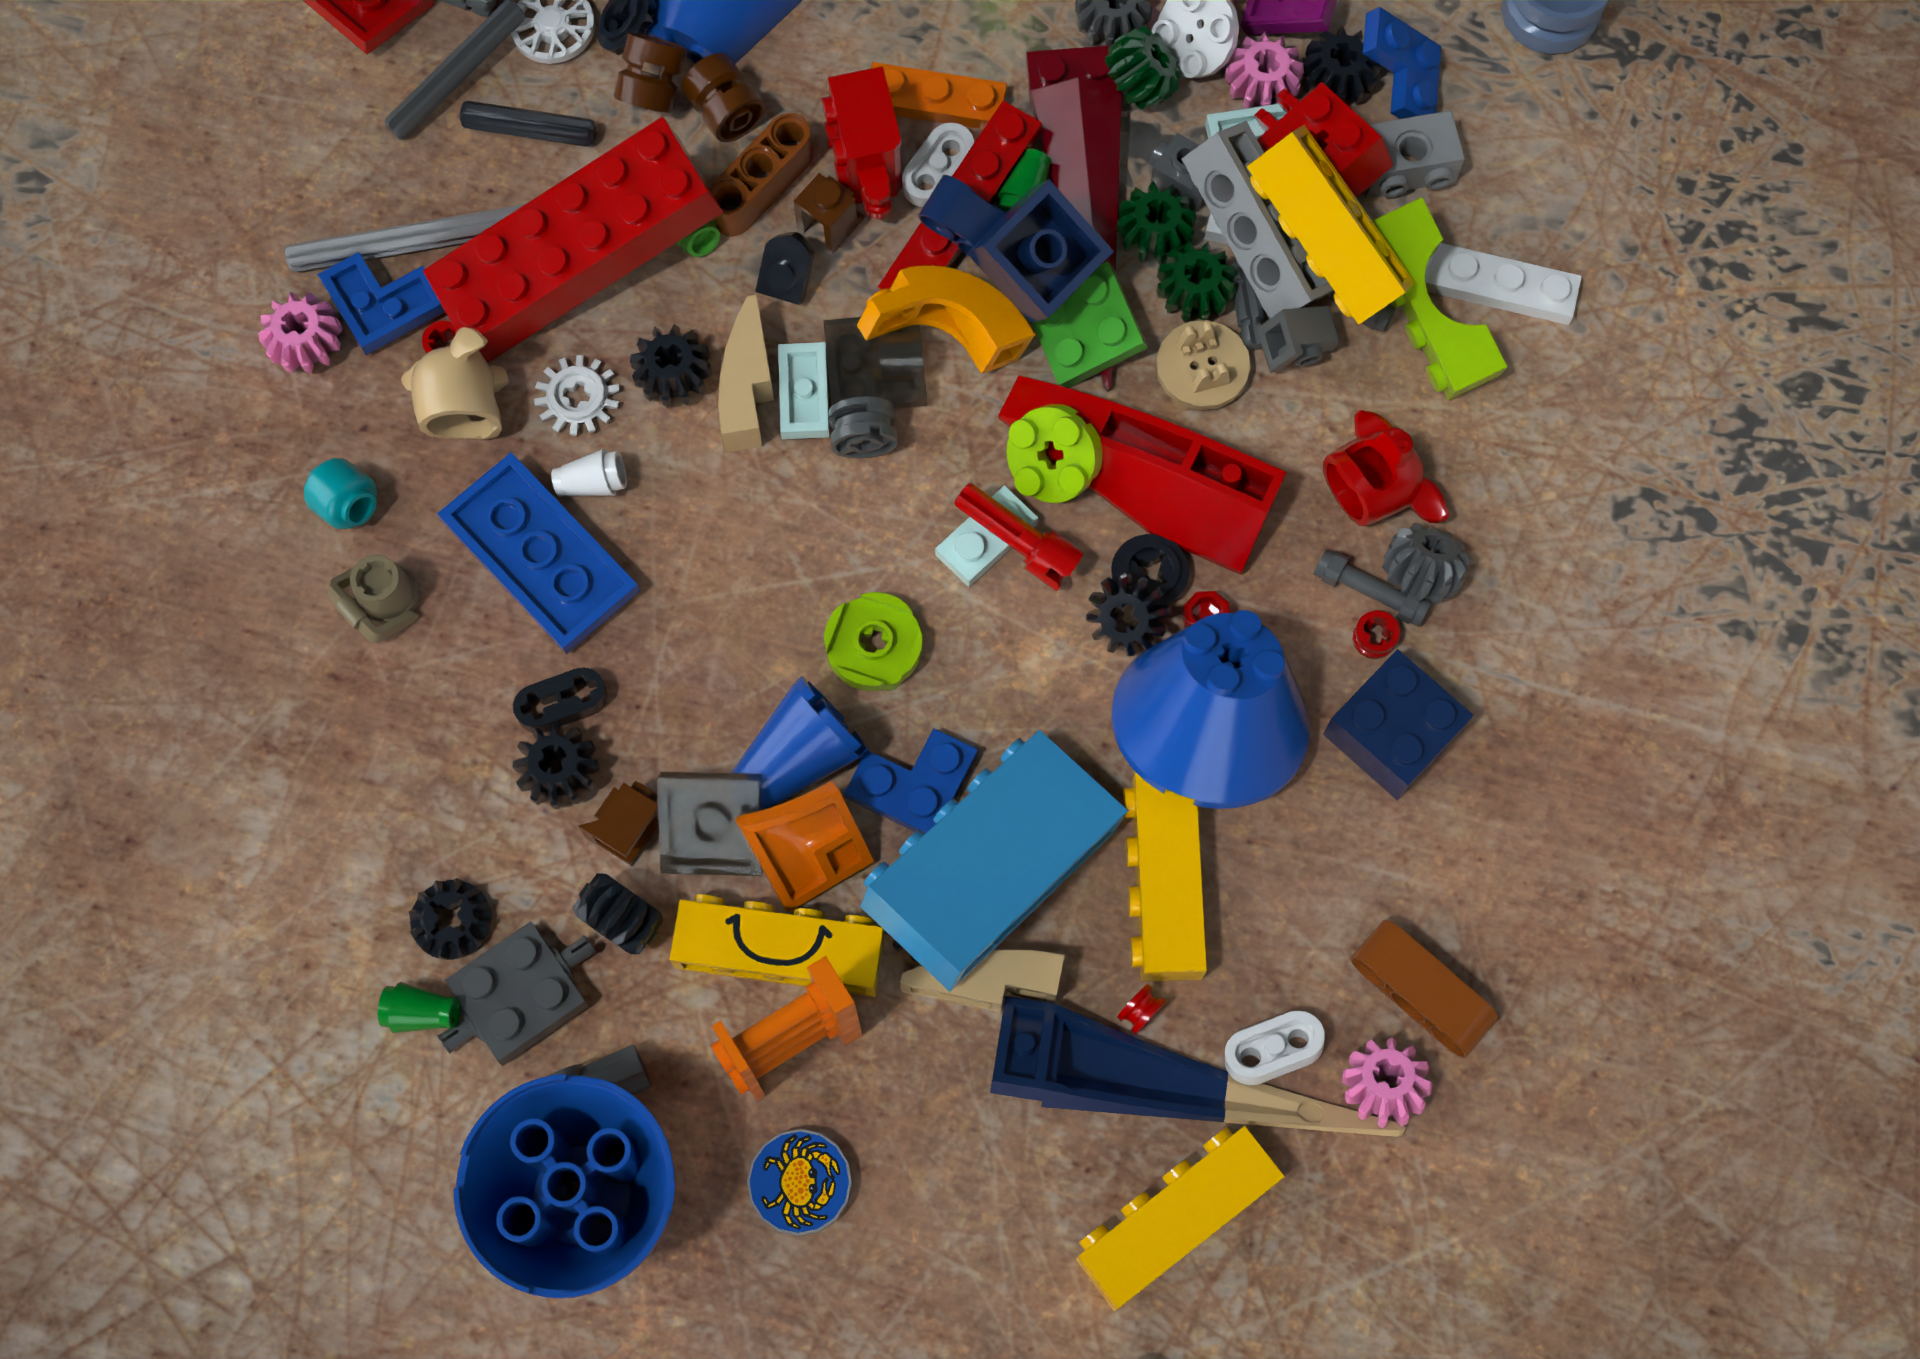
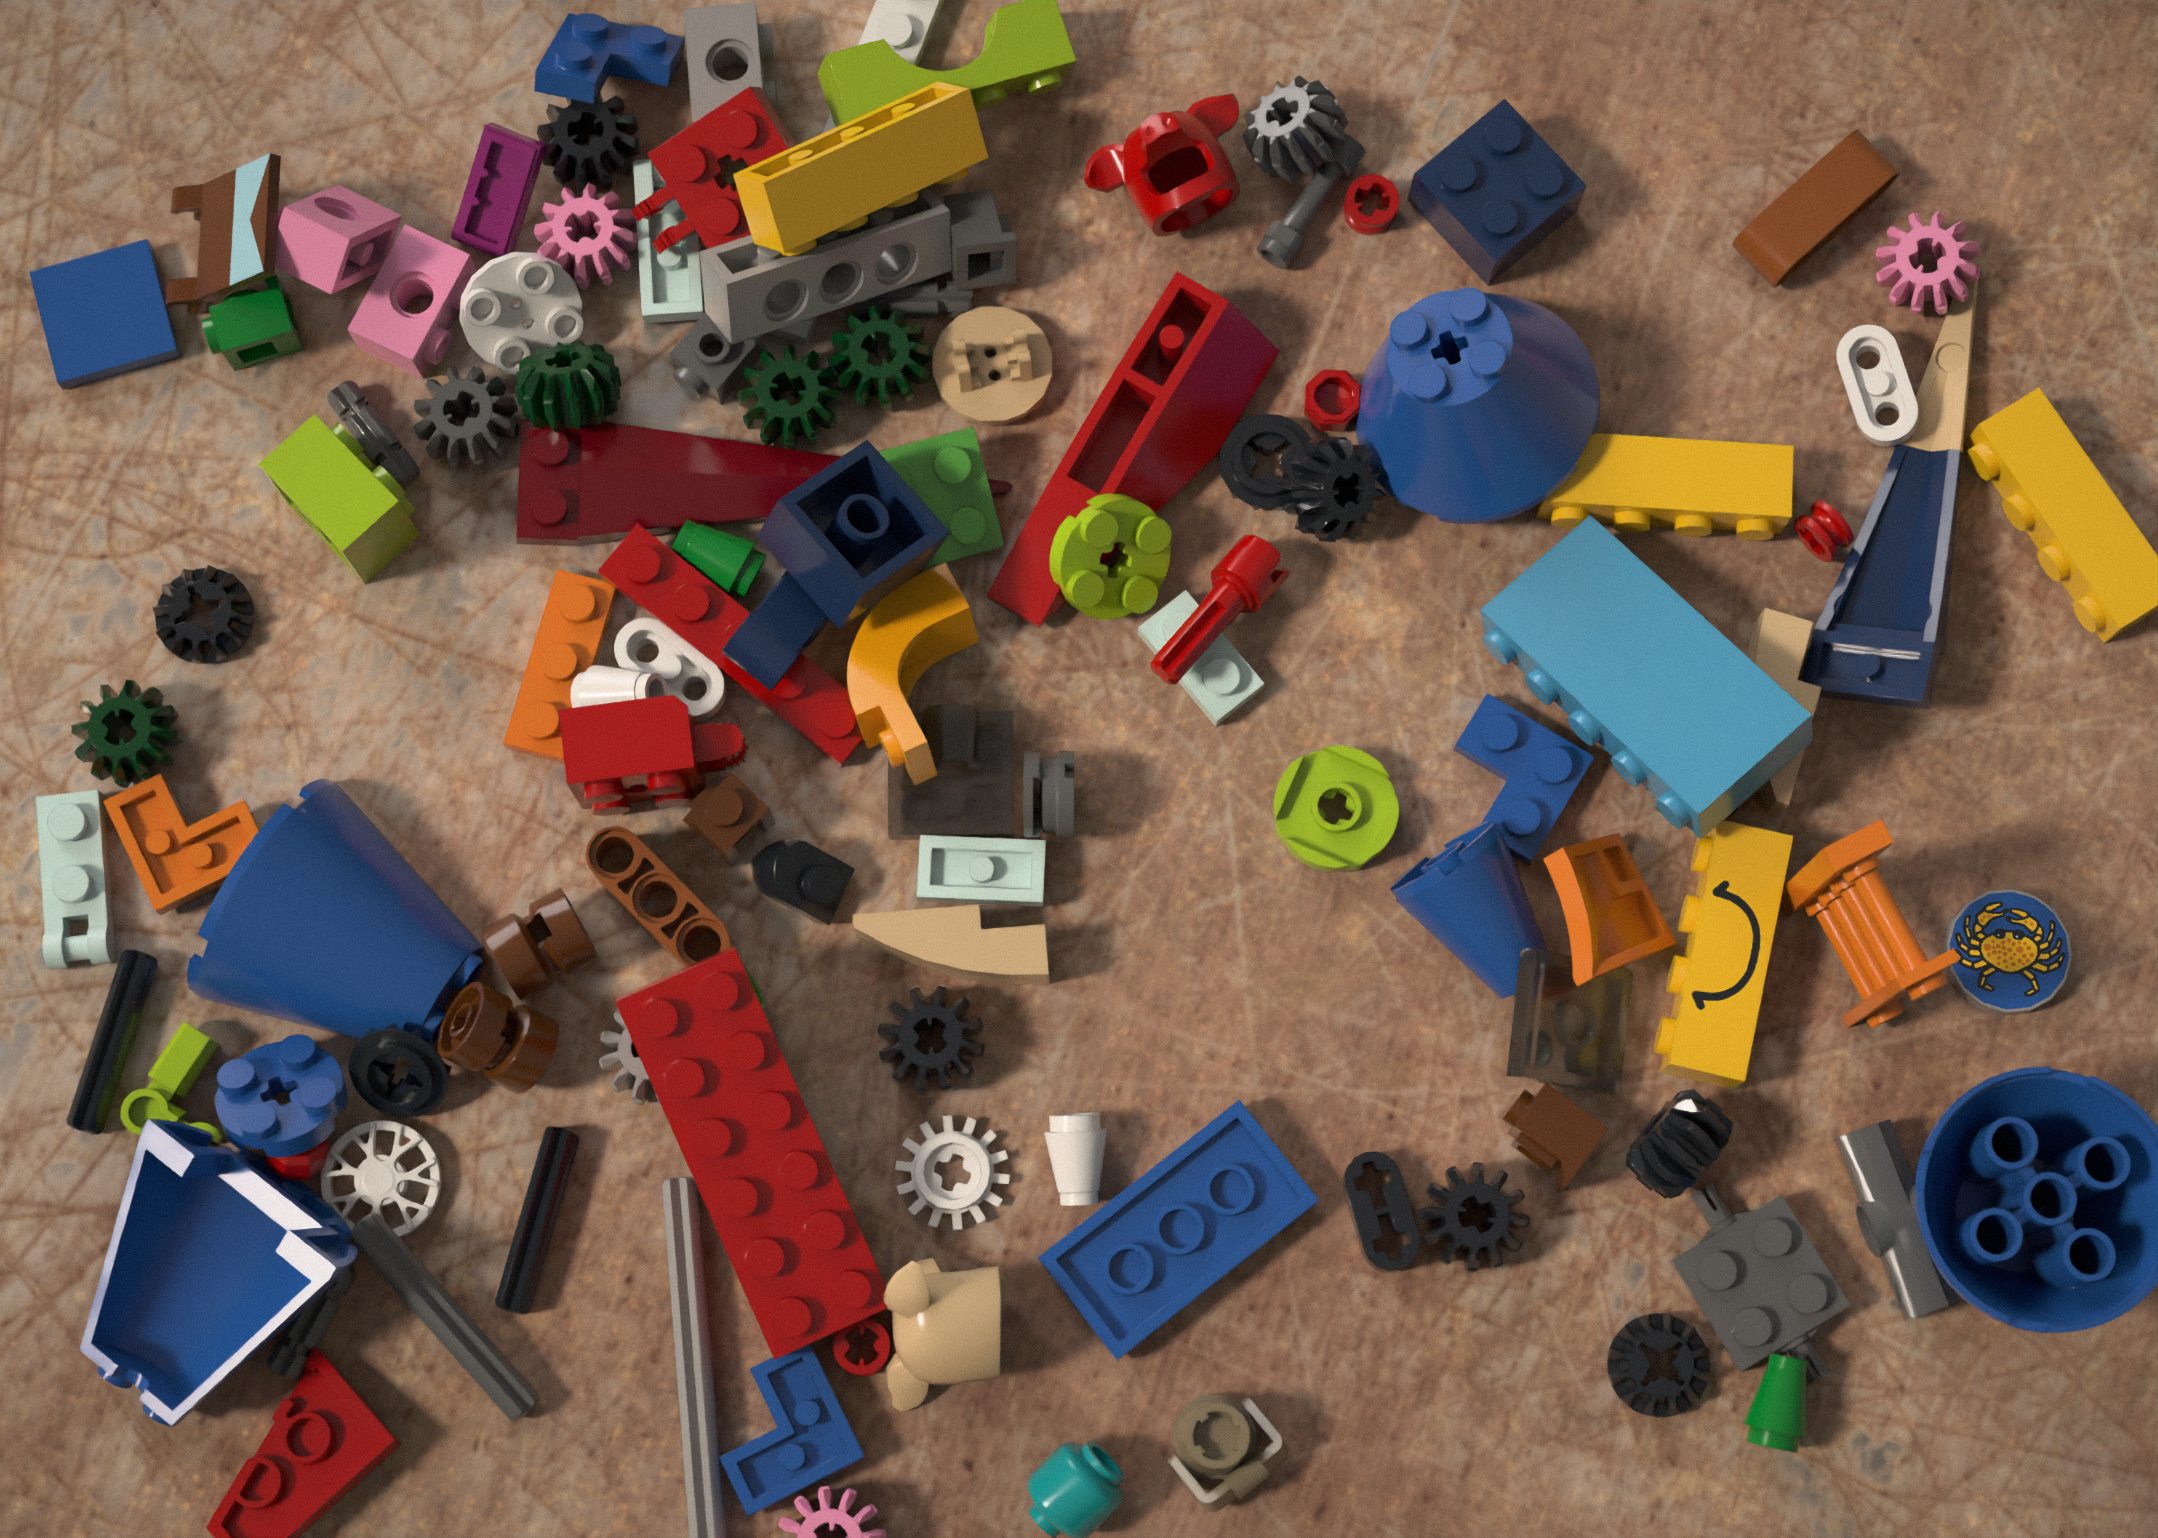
camera: 85 degrees left, 5 degrees up
(915, 122) = (610, 684): none -> white cone

